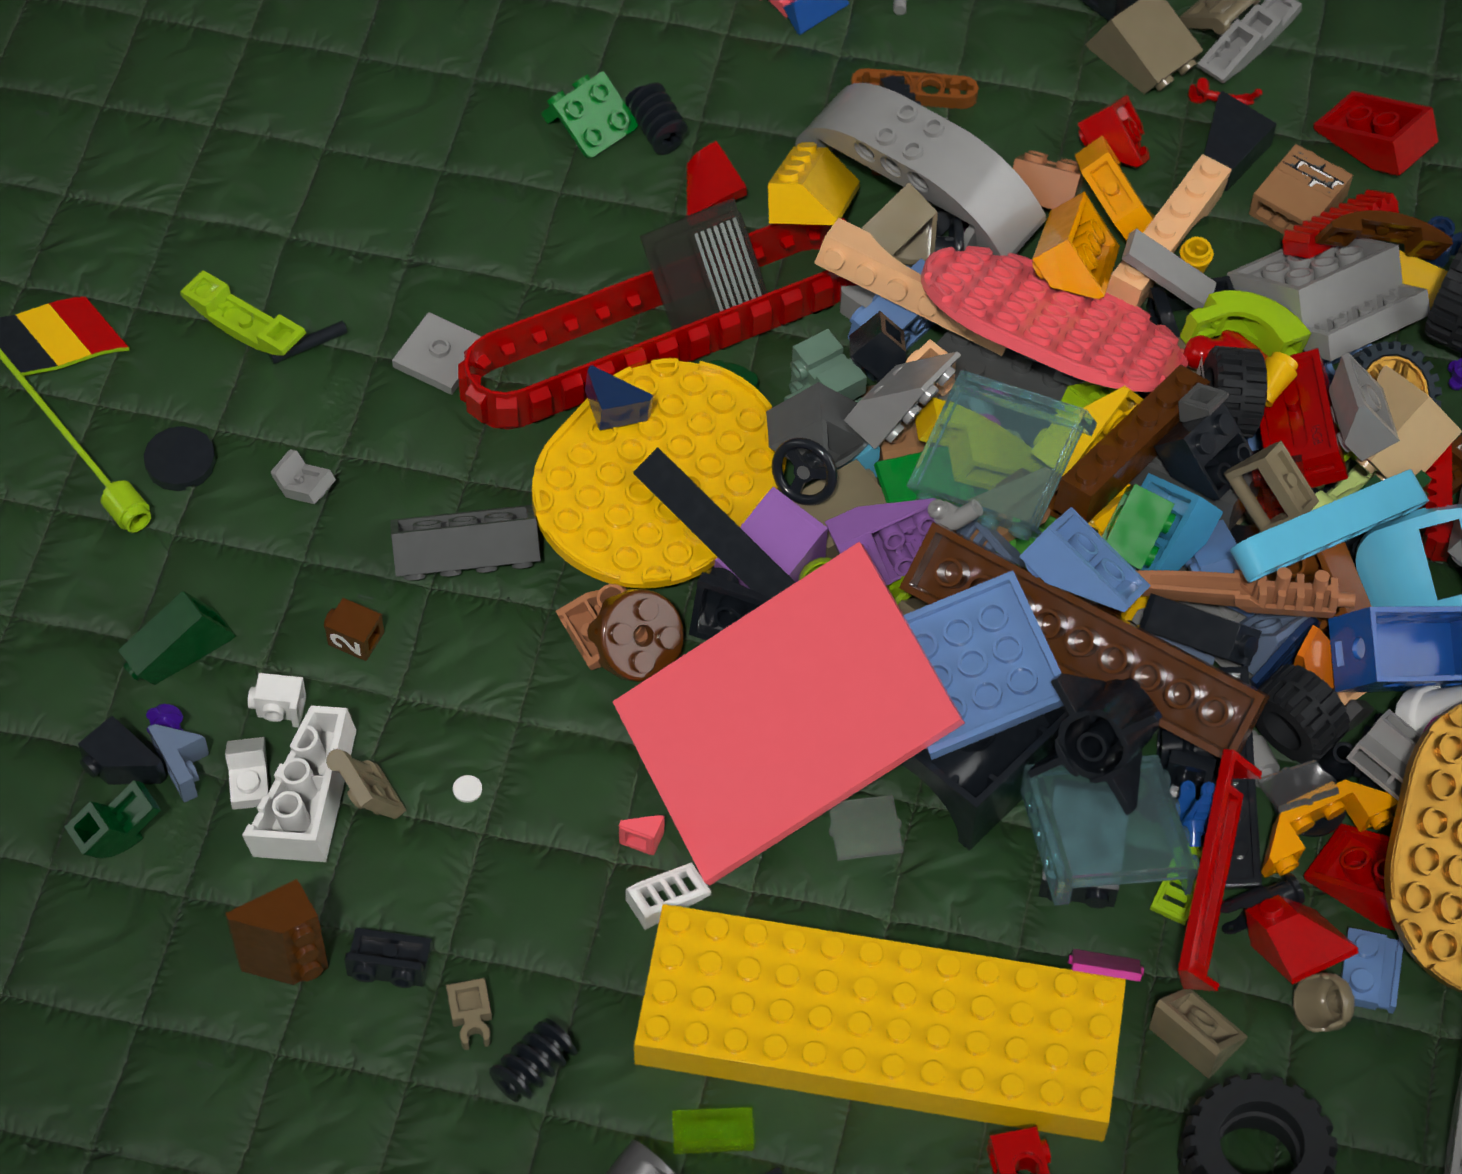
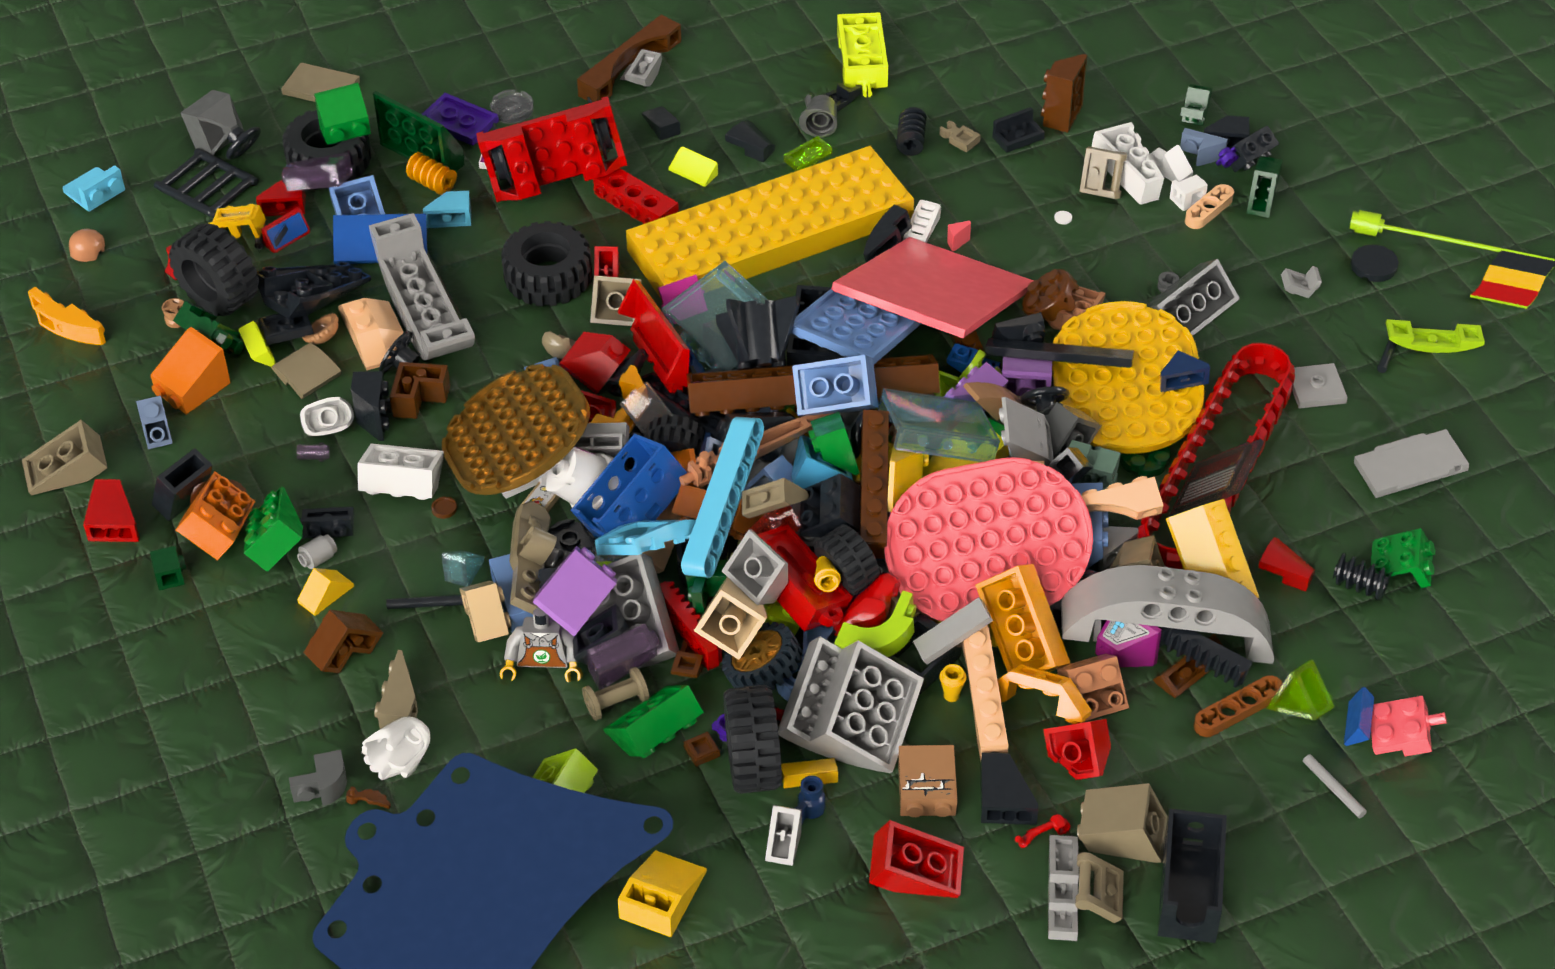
camera: 145 degrees right, 10 degrees down
(129, 693) = (1253, 147): none -> black bracket
(261, 660) = (1192, 217): none -> light nougat beam
(353, 629) = (1192, 236): reddish brown brick -> none
(449, 584) = (1165, 278): none -> dark grey bush
(459, 194) = (1410, 462): none -> light grey piece
(746, 885) = (887, 232): none -> black slope
(840, 58) = (1303, 694): none -> clear neon green slope
(878, 483) = (990, 396): none -> medium nougat slope
(952, 515) = (935, 390): light grey arm -> none
(1171, 1097) = (606, 261): none -> red slope
(1200, 402) = (851, 511): dark grey slope -> none
(1301, 240) = (880, 759): red gear -> none
(1418, 237) = (847, 746): reddish brown slope -> none

